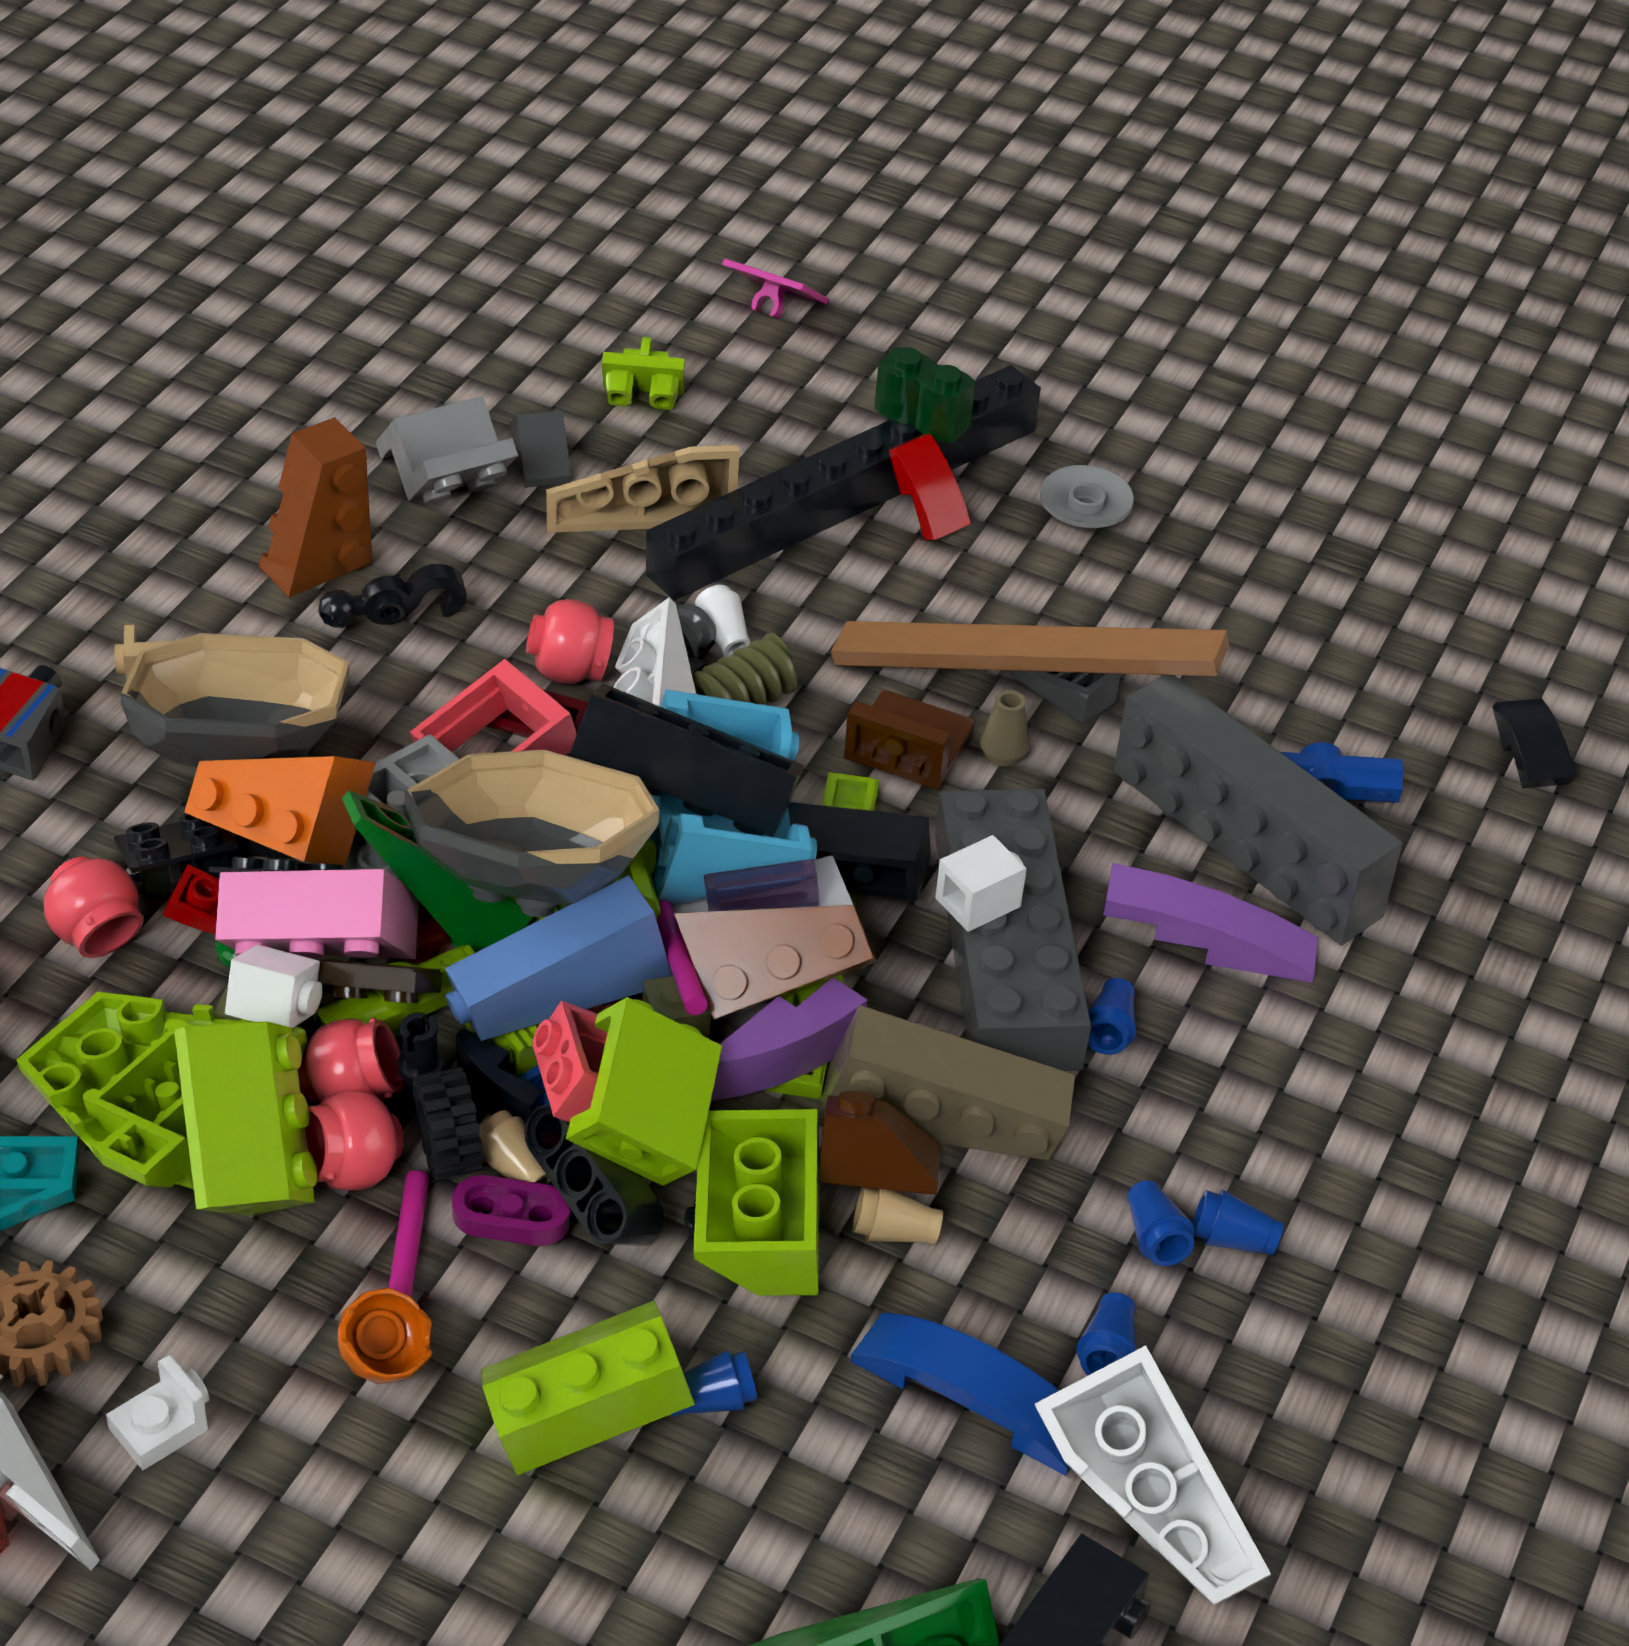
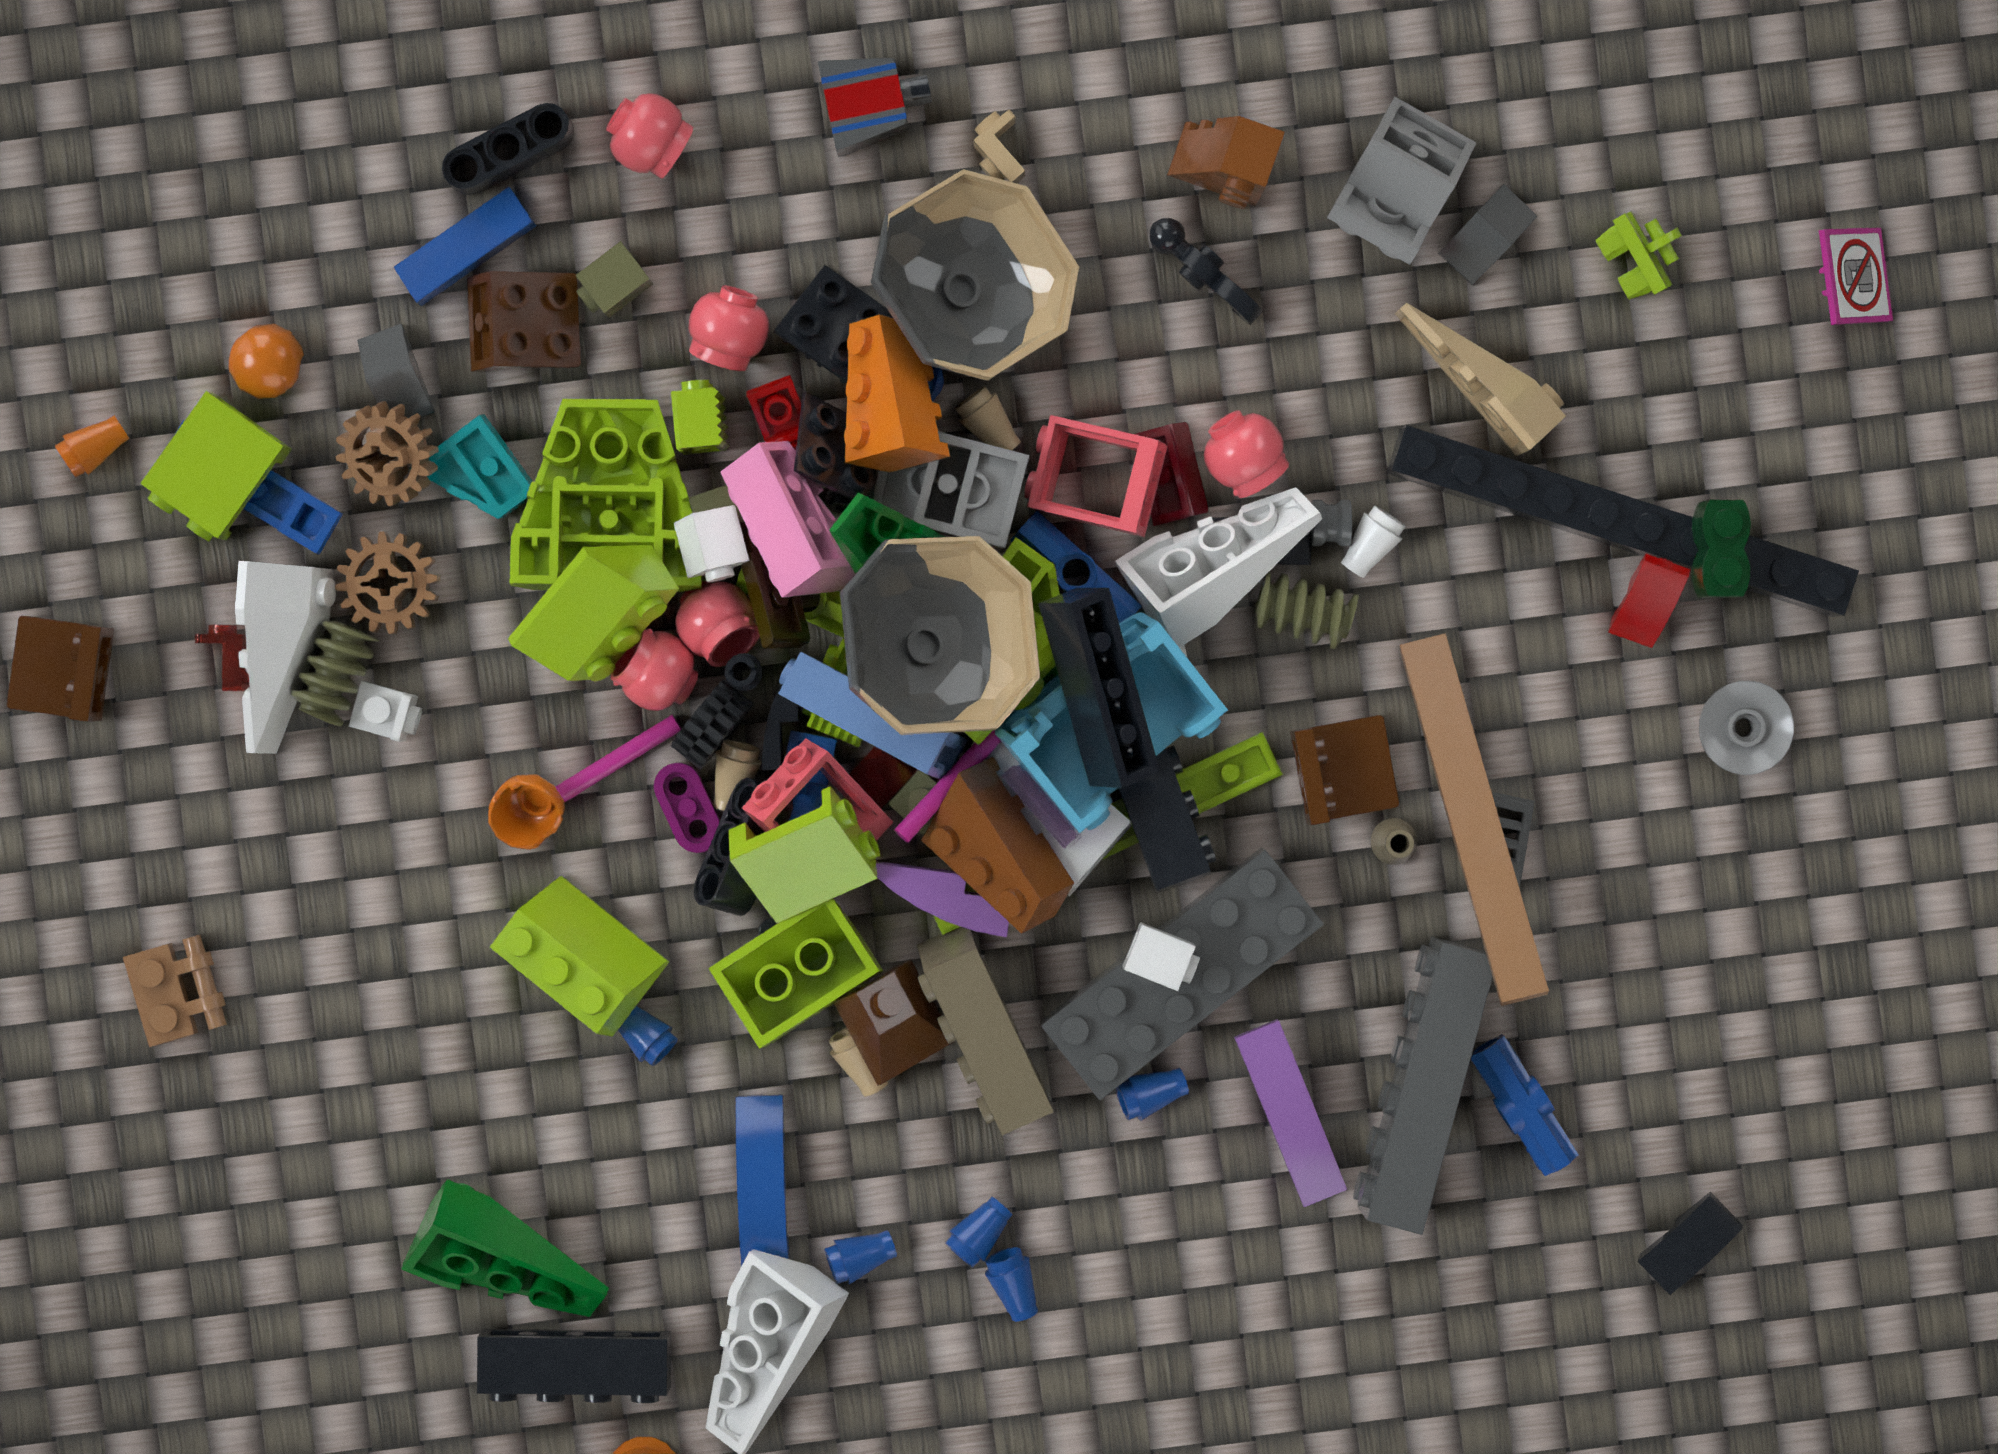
camera: 60 degrees right, 45 degrees up
(70, 1422) = (334, 672): none -> olive piece
(151, 955) = (699, 418): none -> lime brick

